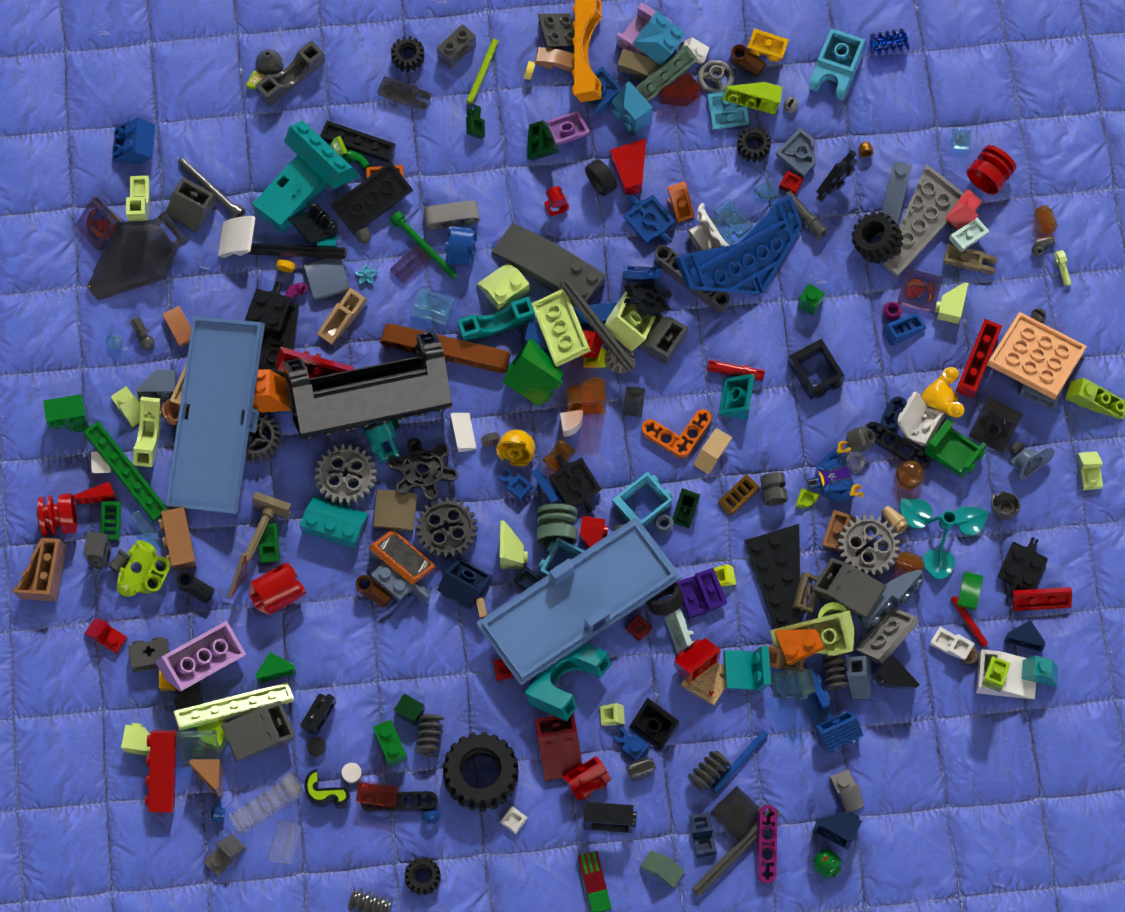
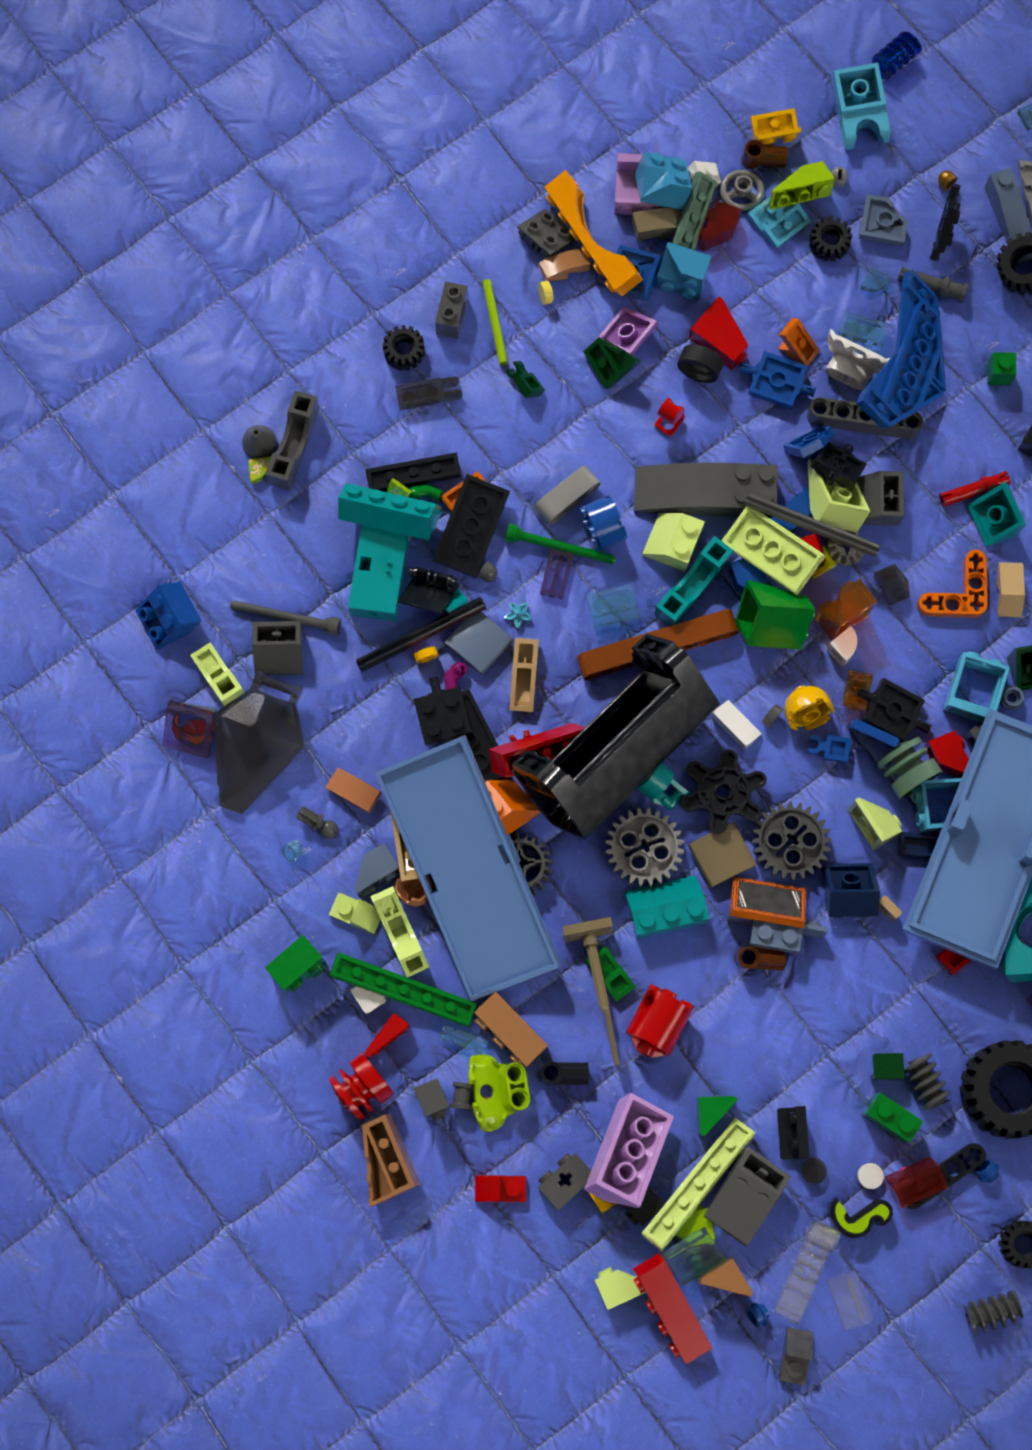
camera: 30 degrees left, 5 degrees up
(104, 505) = (413, 1058): green slope -> none
(236, 236) = (352, 653): white slope -> none
(791, 182) = (894, 258): red tile -> none

